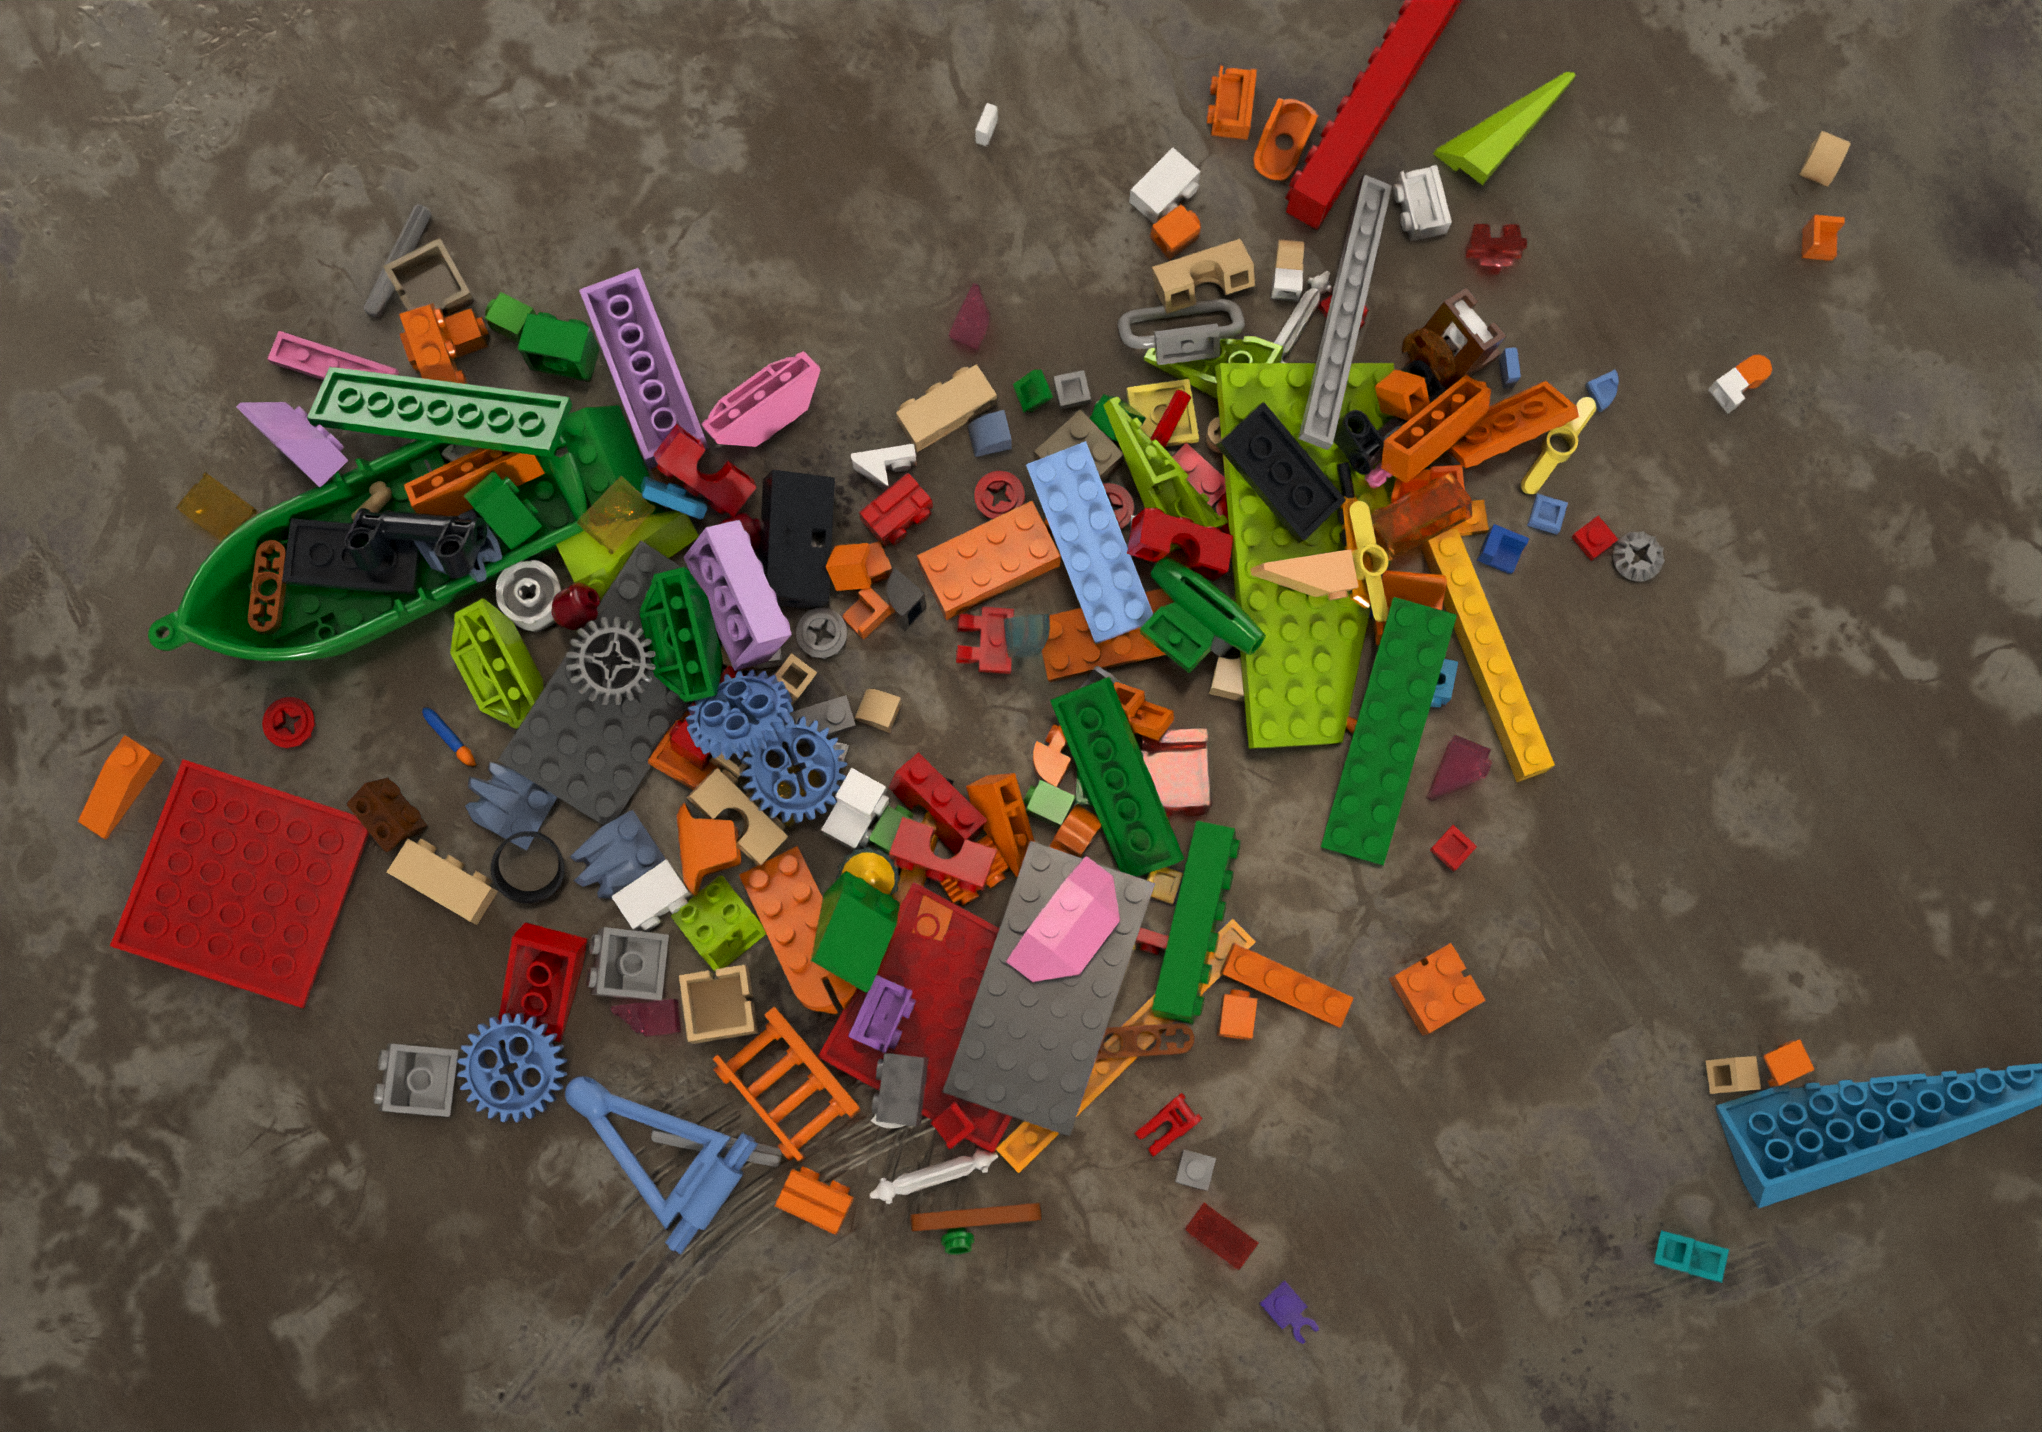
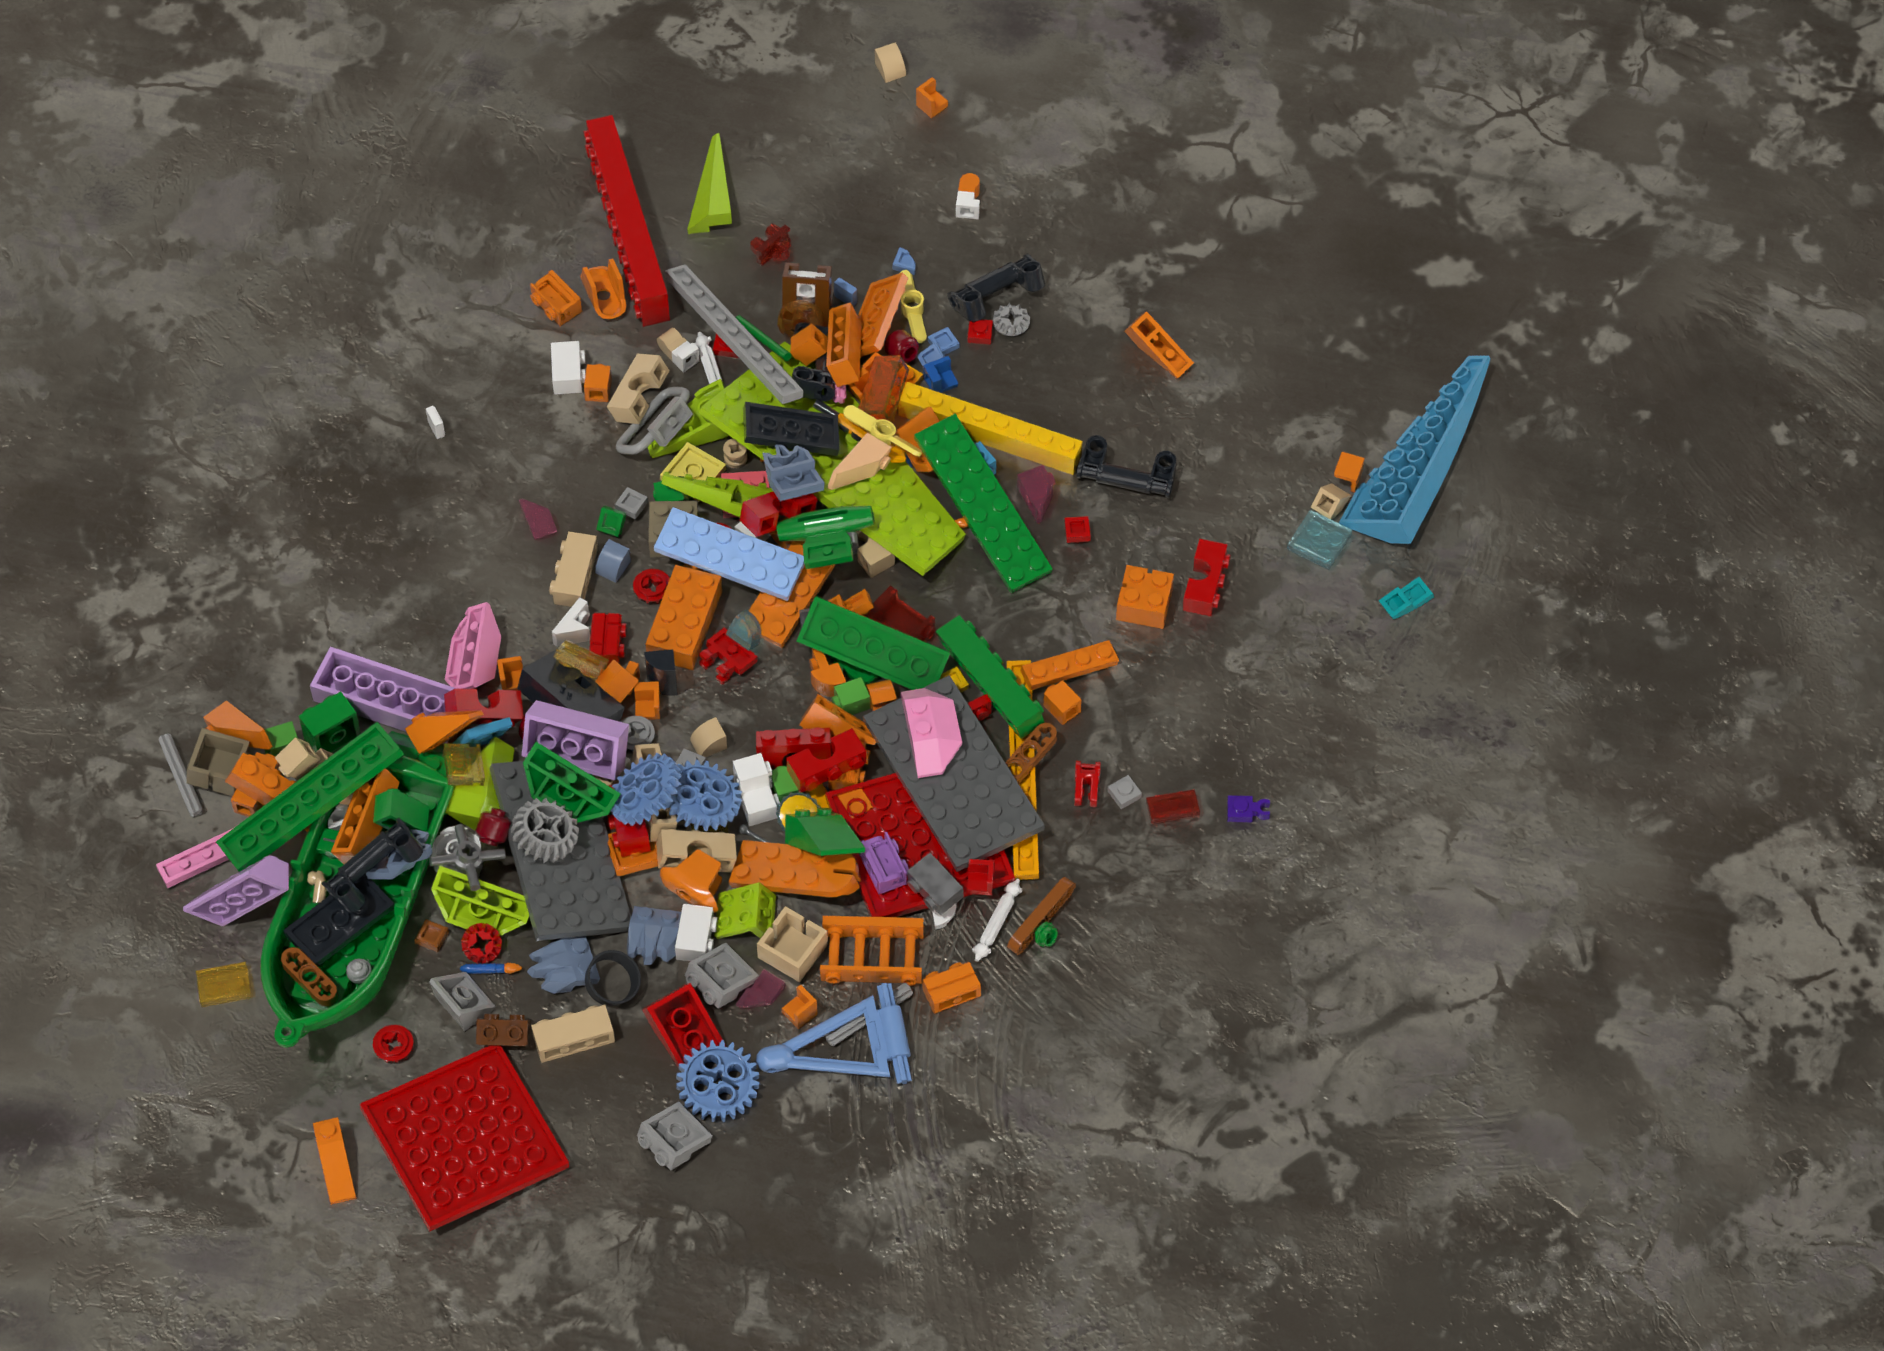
camera: 45 degrees left, 20 degrees down
(313, 627) = (358, 970): none -> light grey plate
(386, 742) = (461, 998): none -> light grey slope
(434, 648) = (431, 935): none -> dark orange tile
(472, 701) = (486, 932): none -> red gear
(479, 365) = (300, 758): none -> tan arch
(481, 260) = (232, 722): none -> orange slope
(512, 603) = (467, 857): none -> flat silver bar
(631, 454) = (436, 728): none -> orange slope
(661, 1072) = (801, 1008): none -> orange panel
(773, 455) = (510, 672): none -> orange panel
(812, 834) = (743, 829): none -> dark grey hinge
(839, 512) = (587, 662): none -> clear yellow plate
(1171, 417) = (700, 463): red axle -> none
(1226, 522) = (792, 472): none -> sand blue plate
(1374, 340) = (764, 339): none -> green bar
(1422, 203) = (711, 257): white hinge -> none
(1498, 480) = (902, 344): none -> dark red head
(1517, 519) = (930, 354): none -> medium blue tile
(1541, 800) = (1093, 466): none -> black piece
(1544, 1016) = (1202, 594): none -> red arch
(1675, 1105) = (1319, 539): none -> clear light blue plate
(1705, 516) = (969, 299): none -> black piece
(1749, 732) = (1158, 345): none -> orange slope

